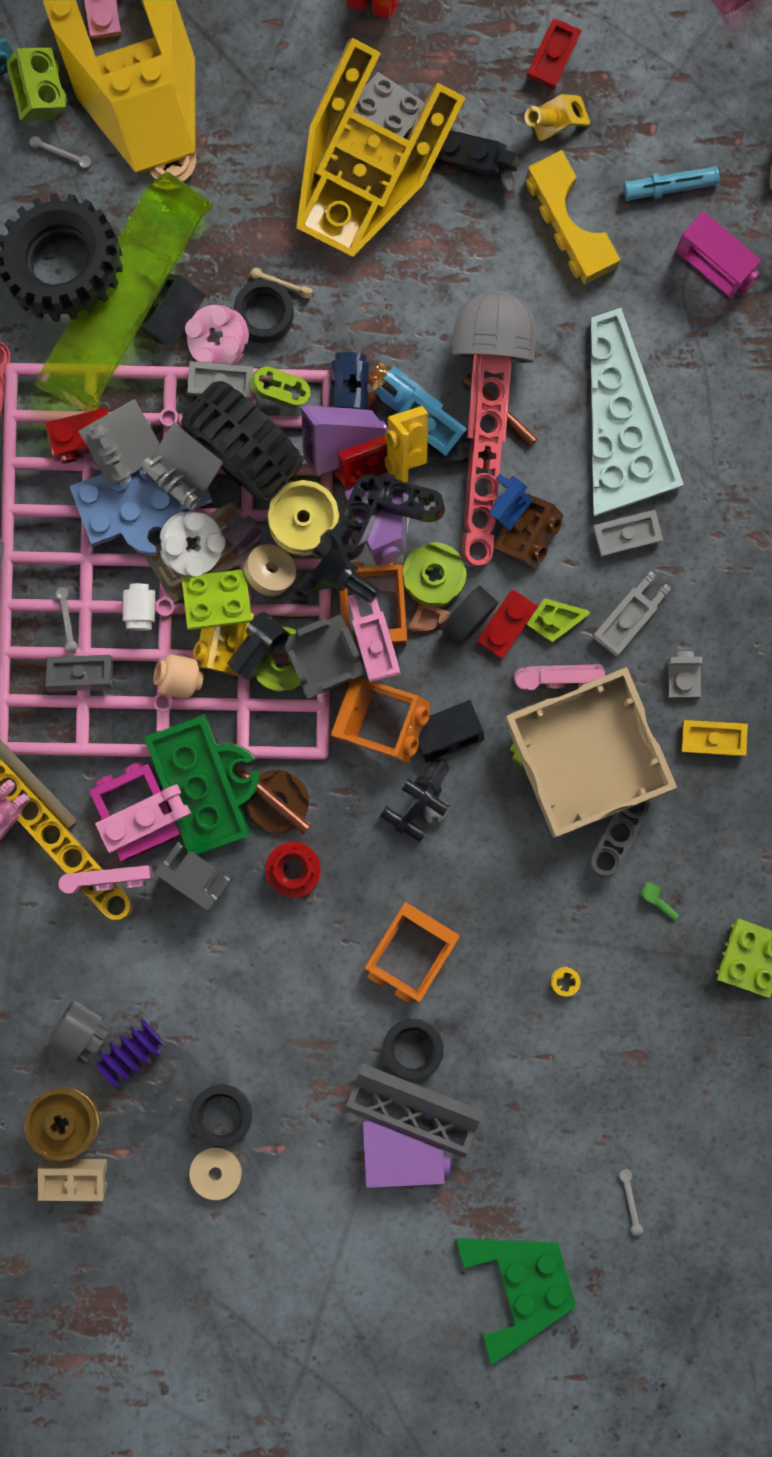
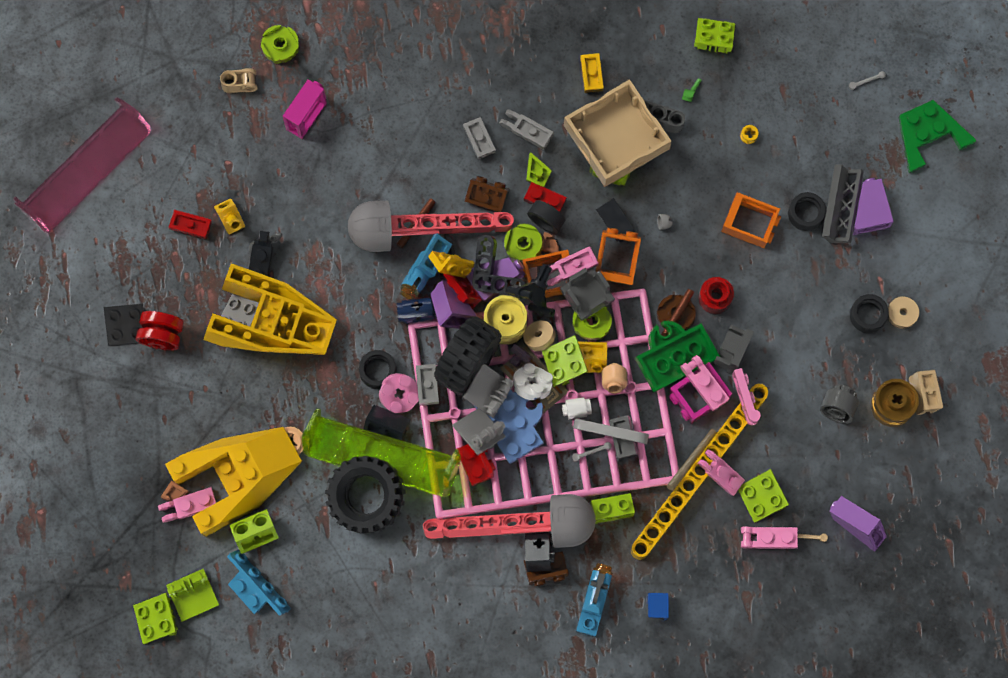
camera: 100 degrees left, 10 degrees down
(84, 161) = (298, 496): light grey hinge -> none
(87, 652) = (611, 431): none -> light grey beam
(130, 1053) = (843, 370): dark purple piece -> none
(263, 639) = (584, 328): black piece -> none
(282, 380) = (421, 348): lime beam -> none
(304, 291) = (360, 348): tan hinge -> none
(426, 791) = (659, 225): black axle -> none
(512, 503) = (475, 203): blue bracket -> none
(557, 675) = (571, 163): bright pink hinge -> none
(589, 252) = (273, 212): yellow arch -> none
(628, 437) = (419, 147): light aqua wing -> none
(638, 188) = (262, 146): medium azure pin -> none
(684, 675) = (558, 95): light grey bracket -> none

